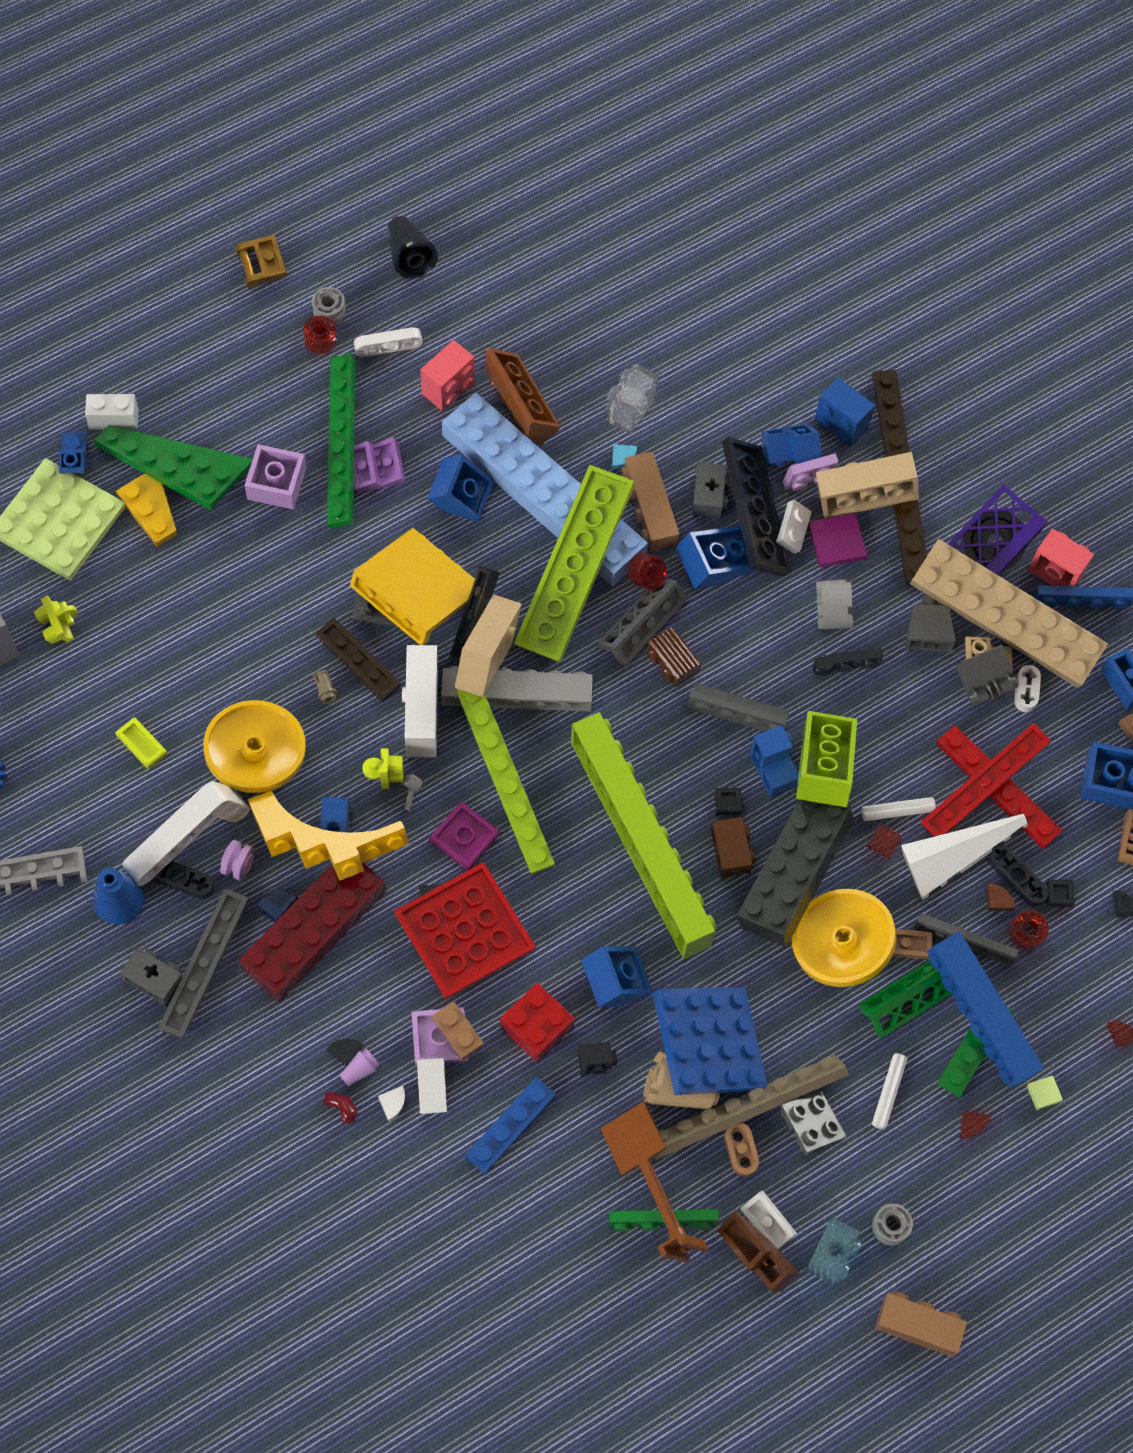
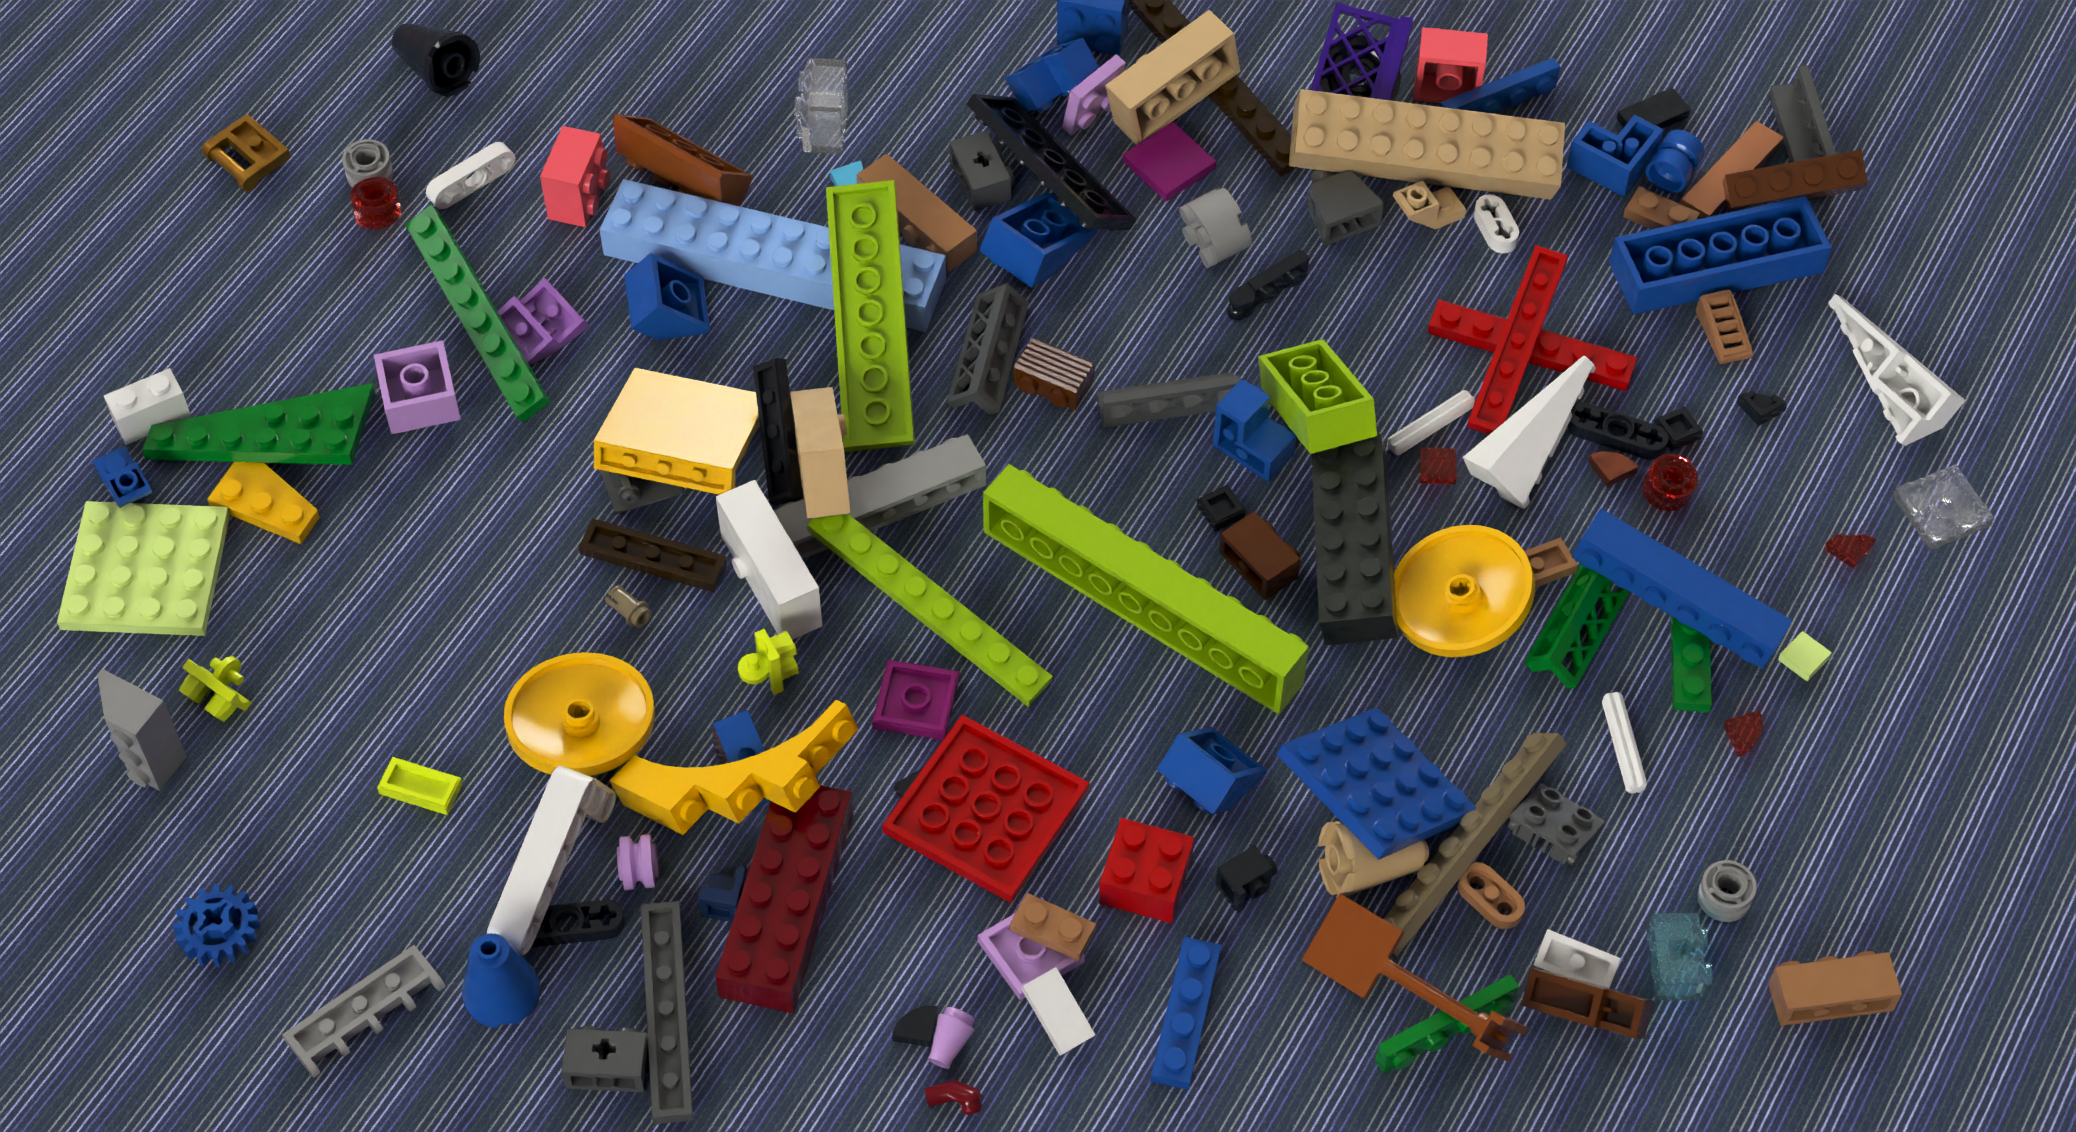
camera: 25 degrees left, 10 degrees down
(392, 1102) = (1017, 1059): white tile -> none
(414, 784) = (814, 667): light grey hand -> none
(647, 571) = (962, 289): clear red wheel -> none
(794, 526) = (1109, 166): white plate -> none
(977, 943) = (1652, 522): dark grey tile -> none
(987, 675) = (1445, 224): dark grey hinge -> none

